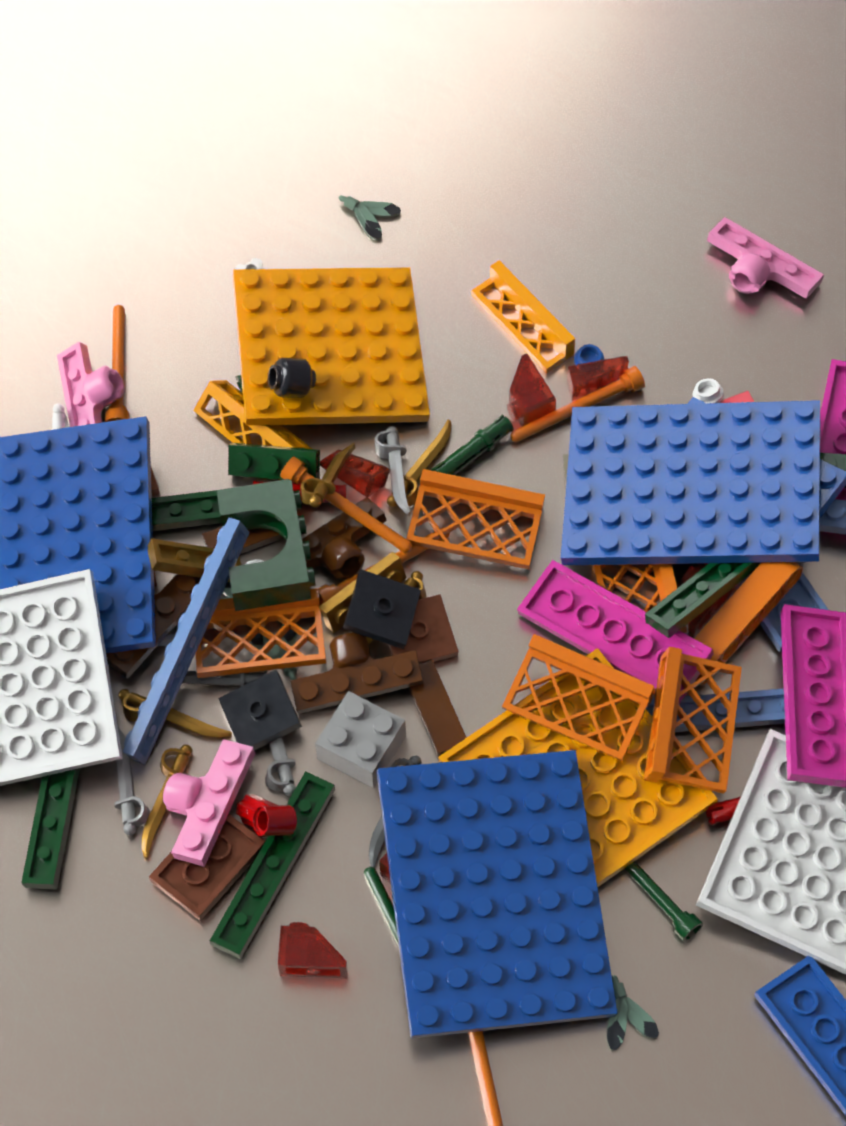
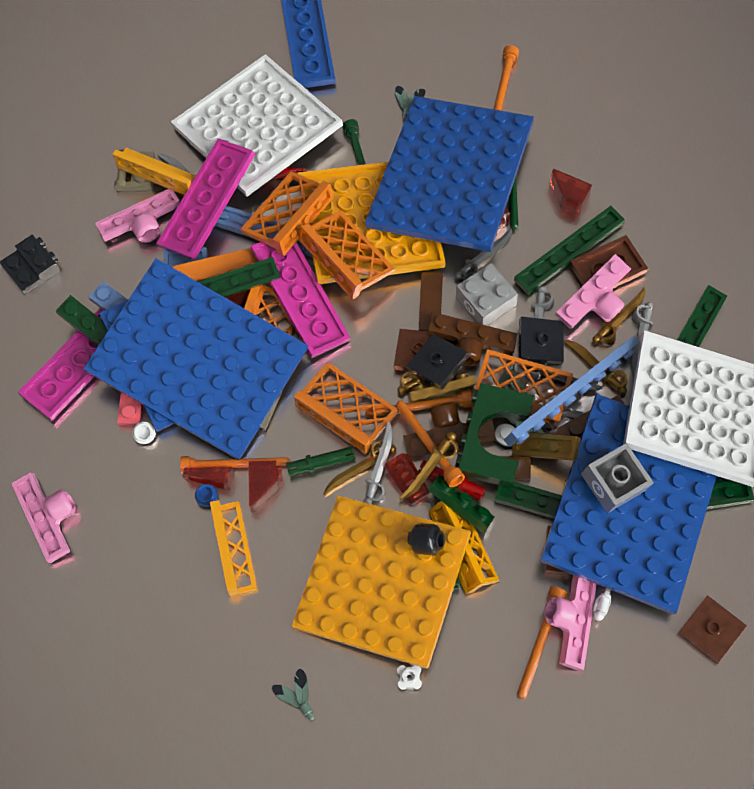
camera: 155 degrees left, 5 degrees up
(86, 524) = (616, 478): none -> light grey brick
(266, 816) = (564, 262): red piece -> none

